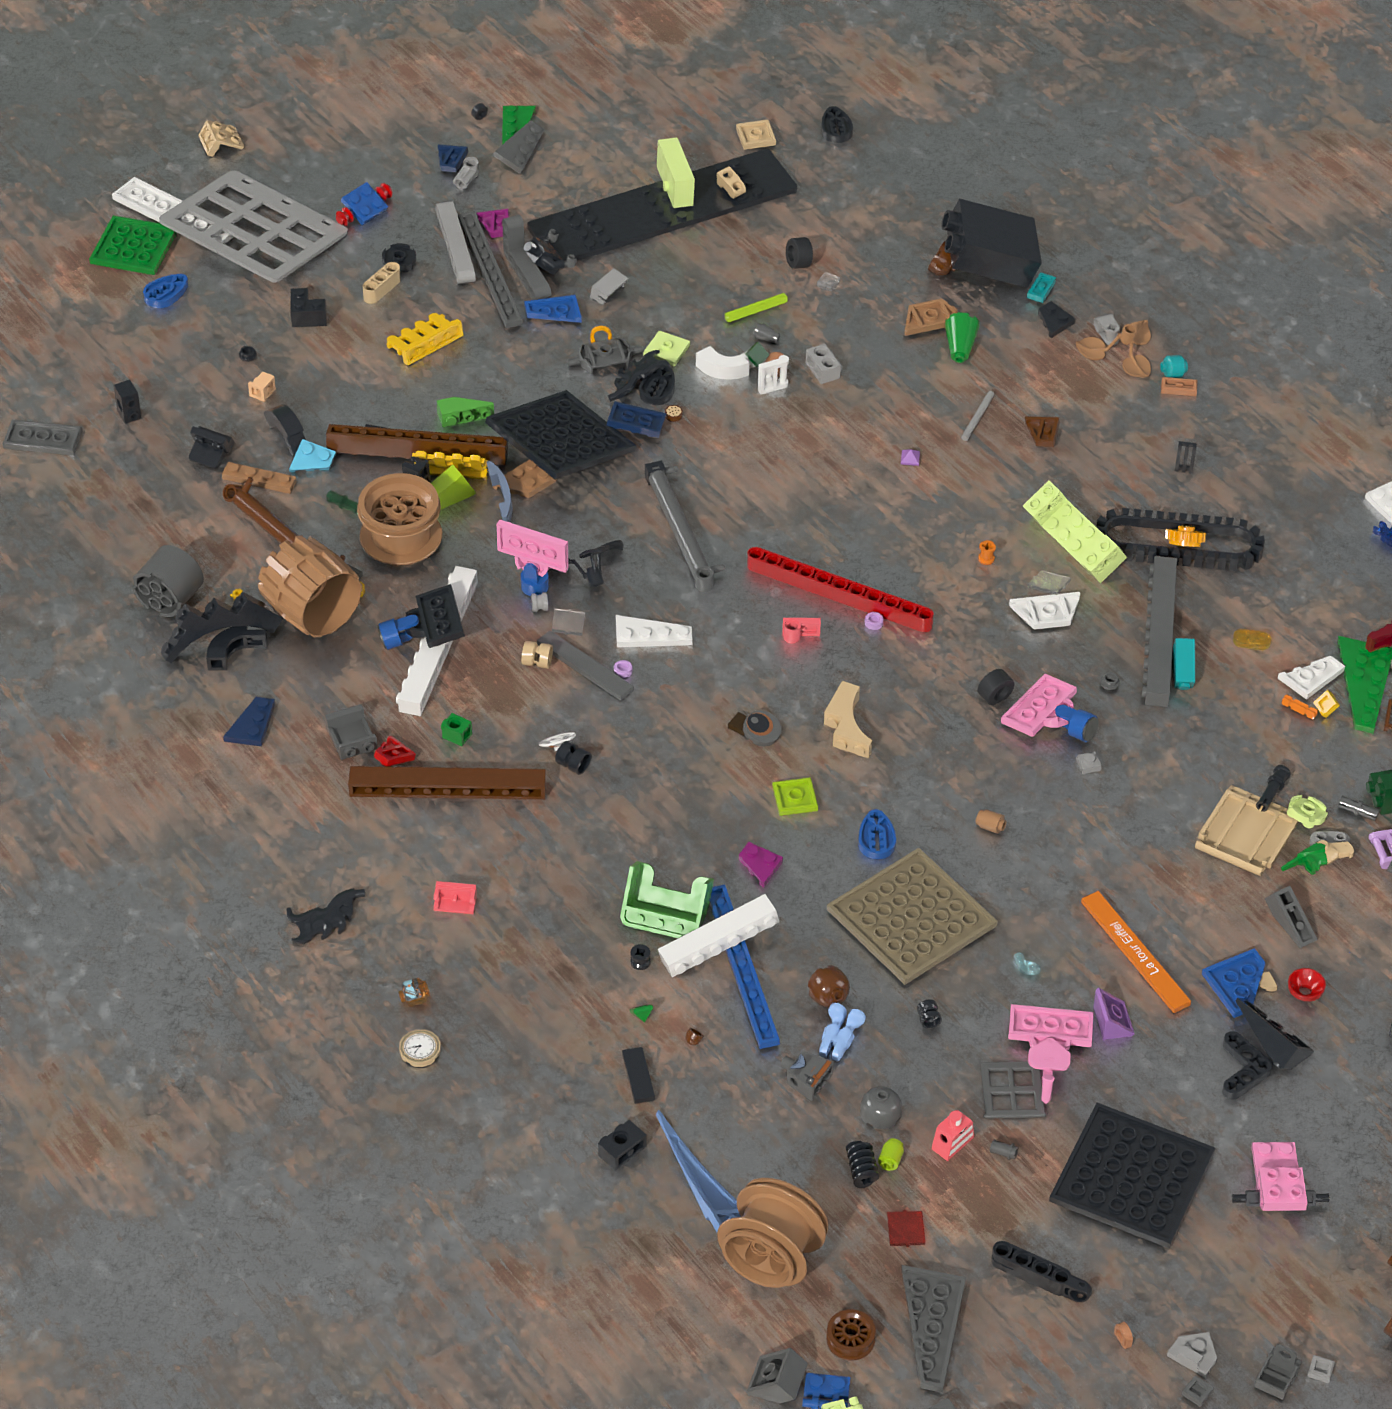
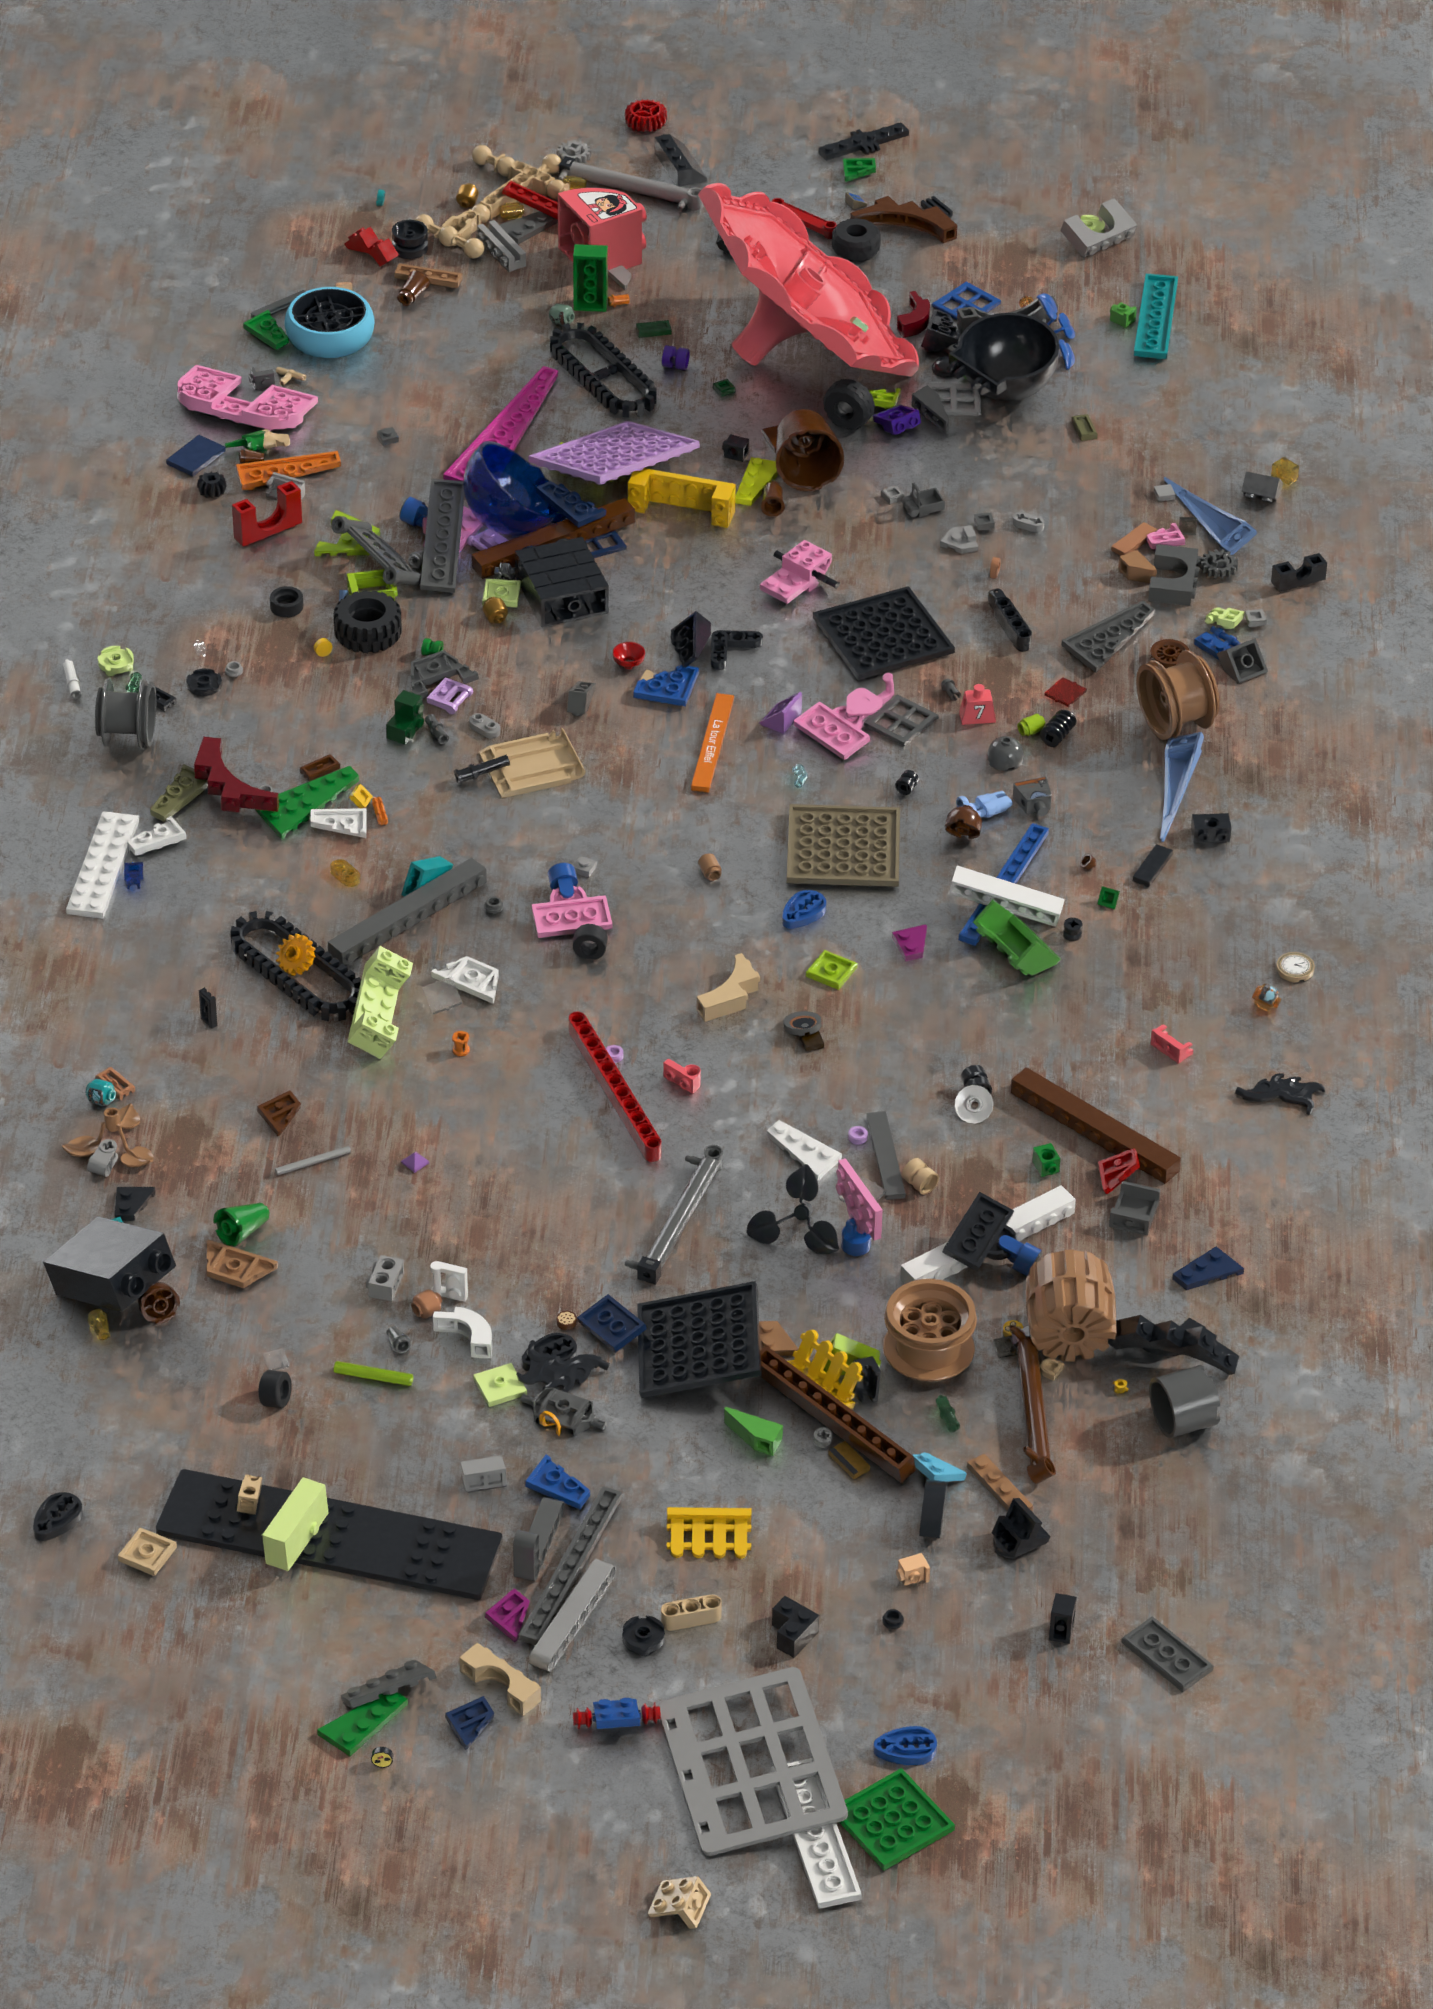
camera: 140 degrees left, 5 degrees down
(467, 173) = (470, 1688): light grey piece -> none
(476, 186) = (482, 1664): none -> tan arch
(498, 478) = (812, 1312): sand blue slope -> none
(545, 255) = (504, 1533): black torso -> none
(757, 354) = (441, 1307): dark green tile -> none
(1307, 811) = (472, 750): yellowish green plate -> none
(1320, 854) = (509, 715): green animal -> none

